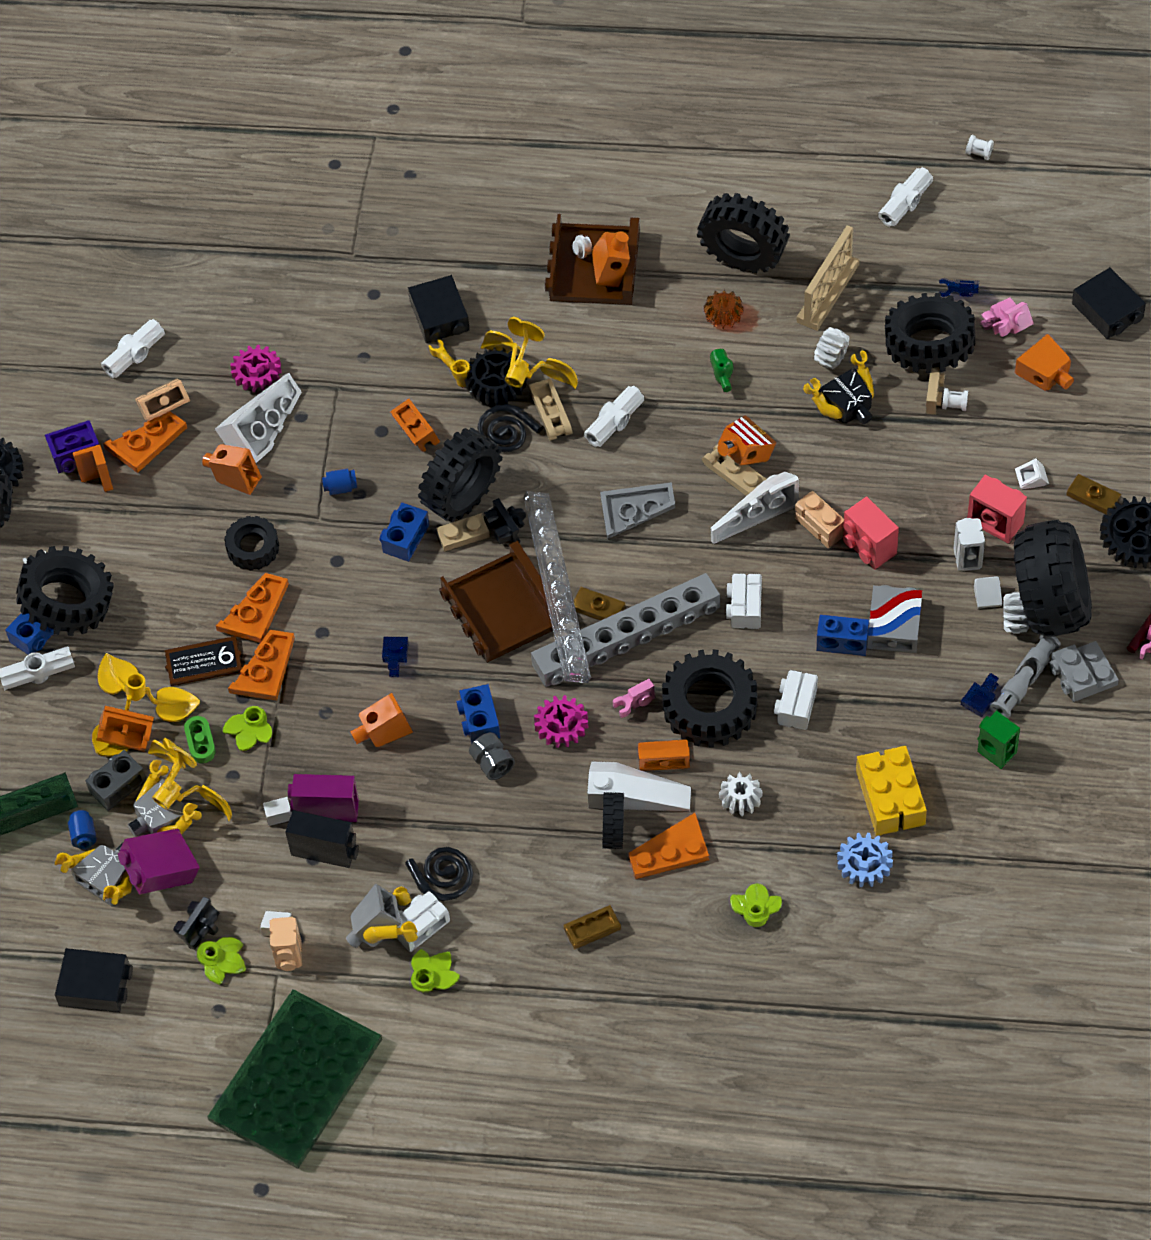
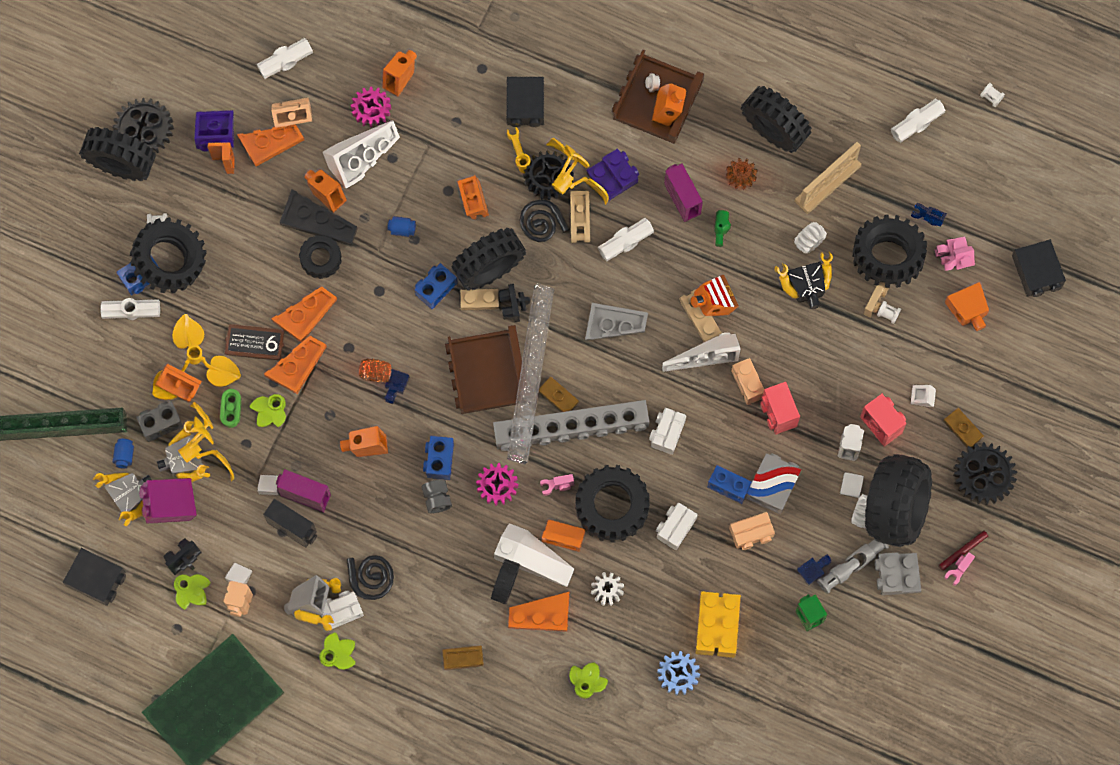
camera: 15 degrees right, 15 degrees up
(223, 506) = (311, 218): none -> black wing
(276, 312) = (398, 72): none -> orange torso
(364, 641) = (375, 370): none -> clear orange gear
(576, 350) = (614, 173): none -> dark purple plate
(663, 344) = (683, 192): none -> magenta brick
(890, 677) = (751, 531): none -> light nougat brick

